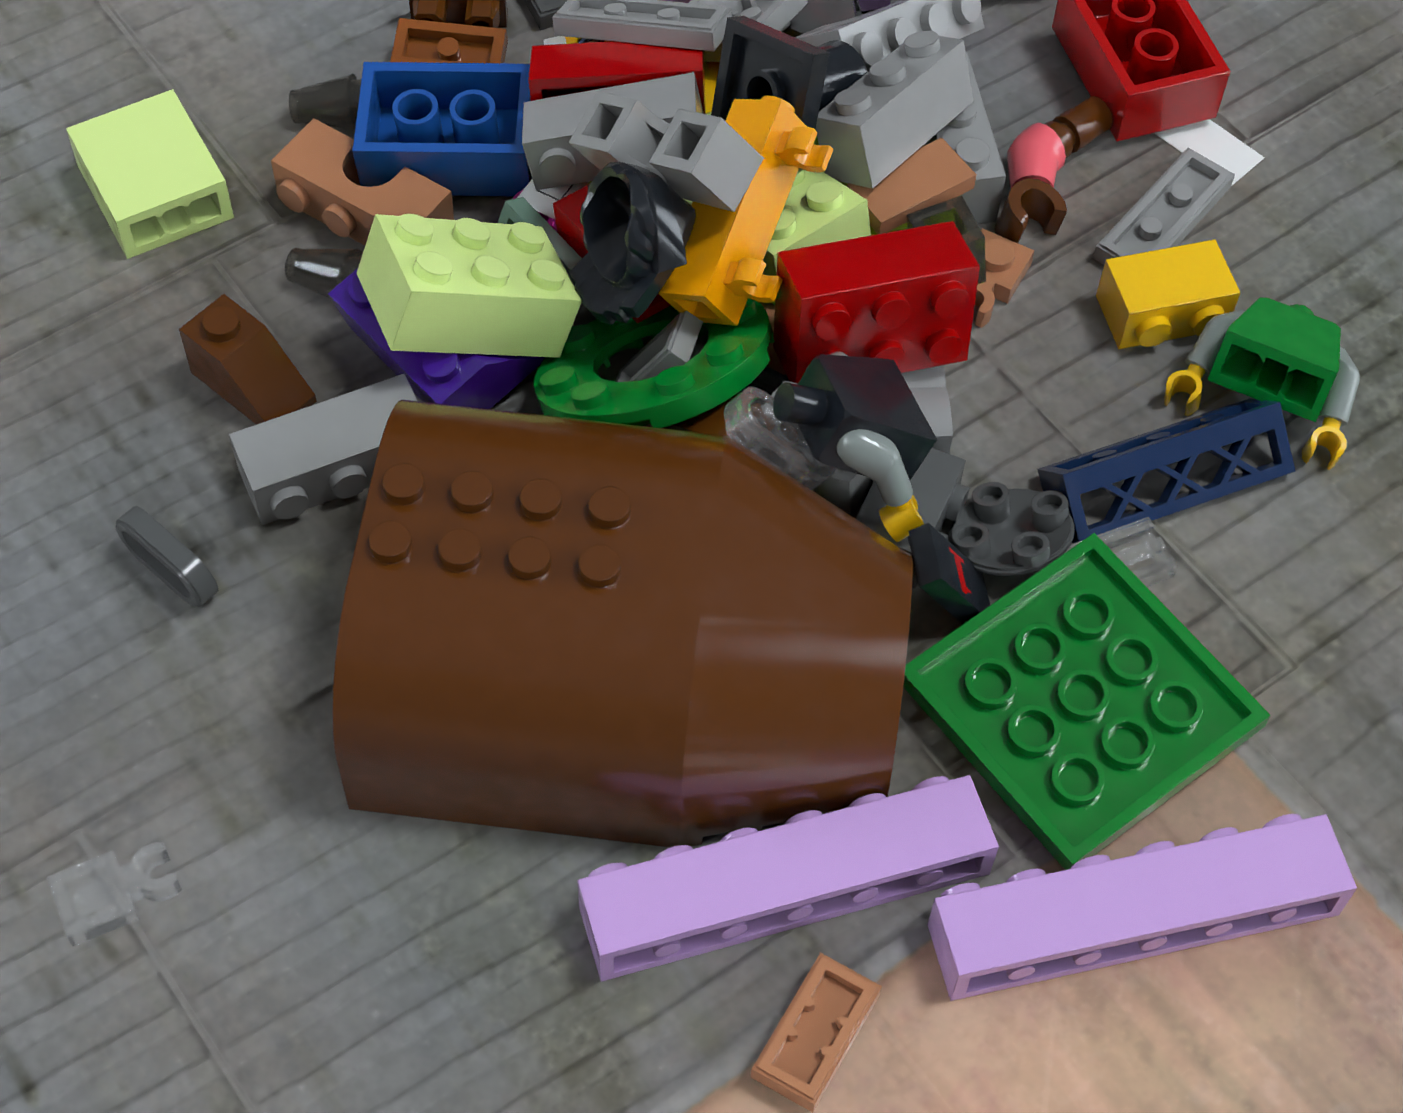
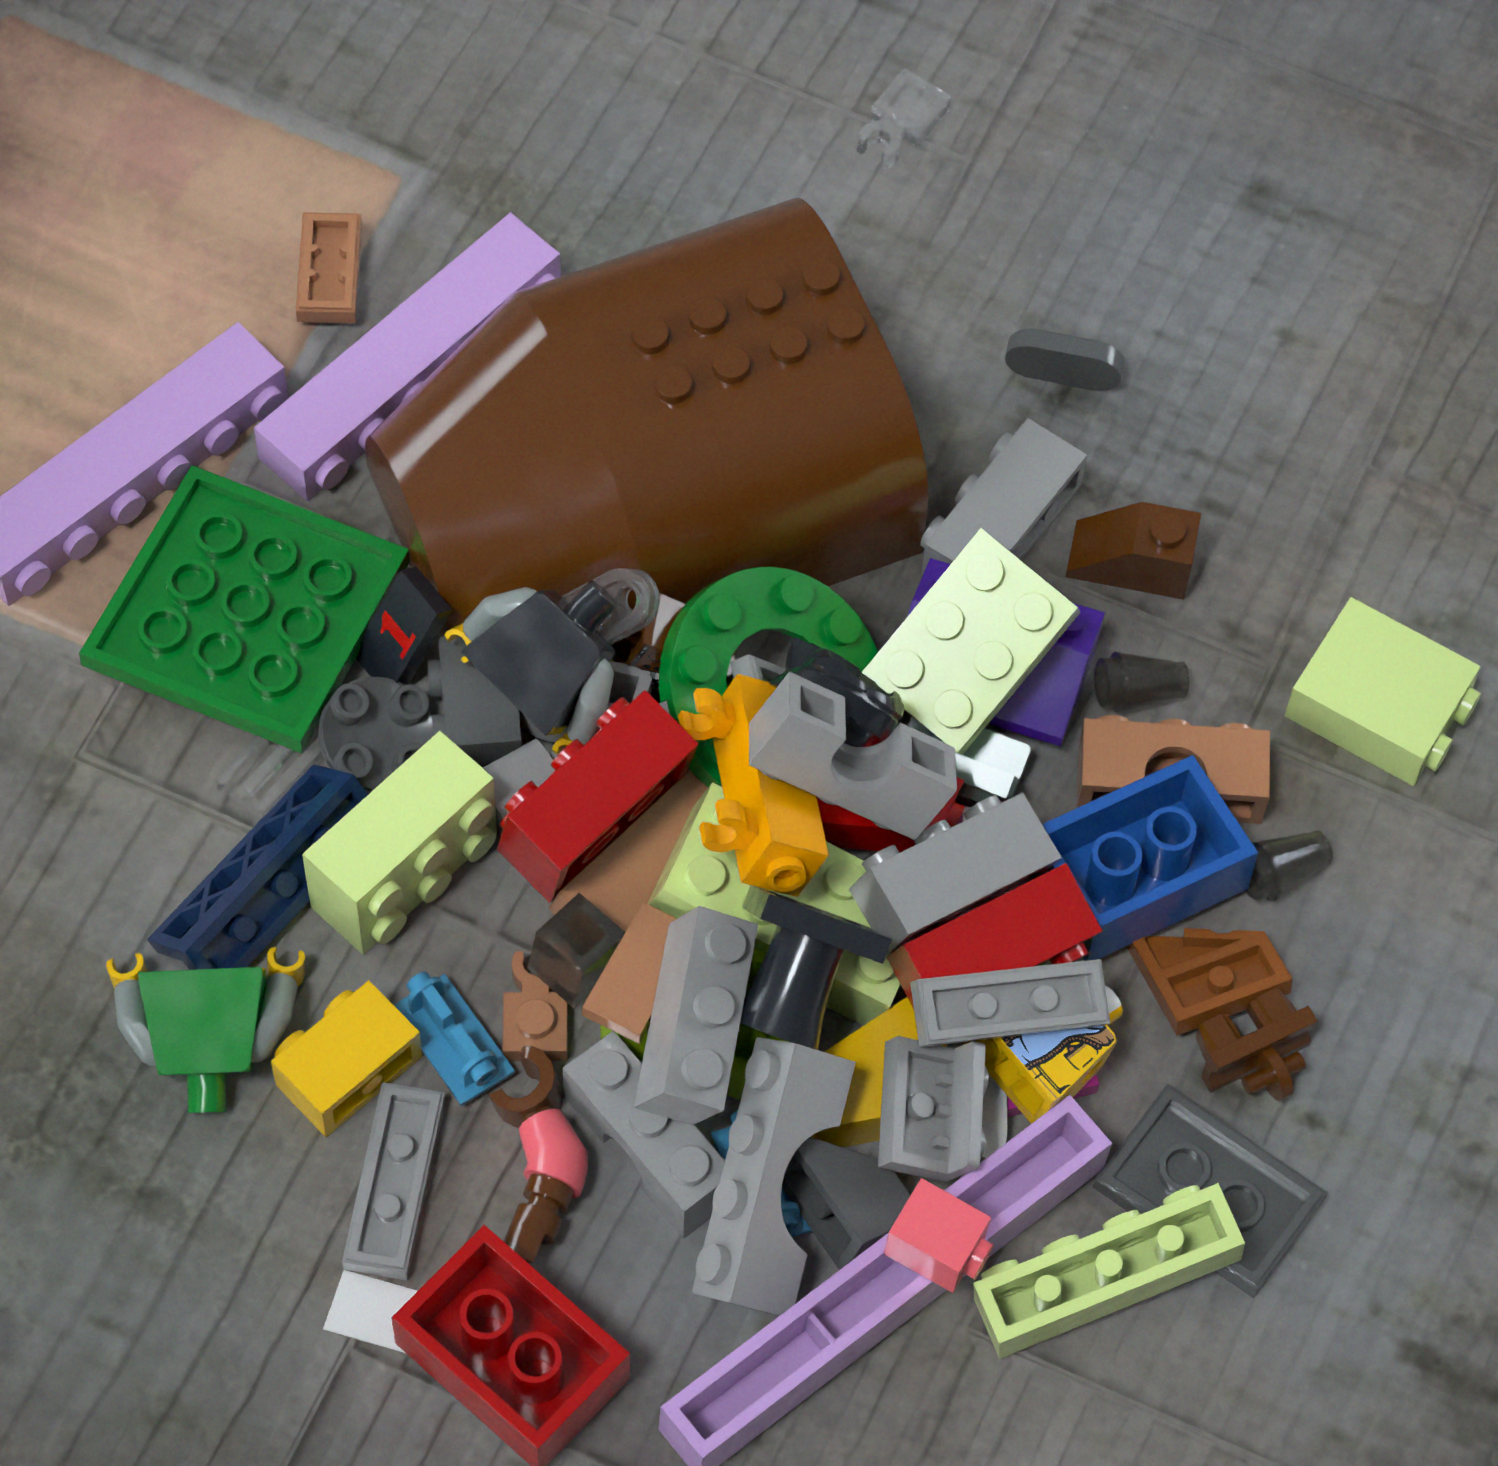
camera: 150 degrees right, 5 degrees up
(1049, 398) = (402, 843): none -> yellowish green brick
(1068, 278) = (453, 1037): none -> dark azure hinge

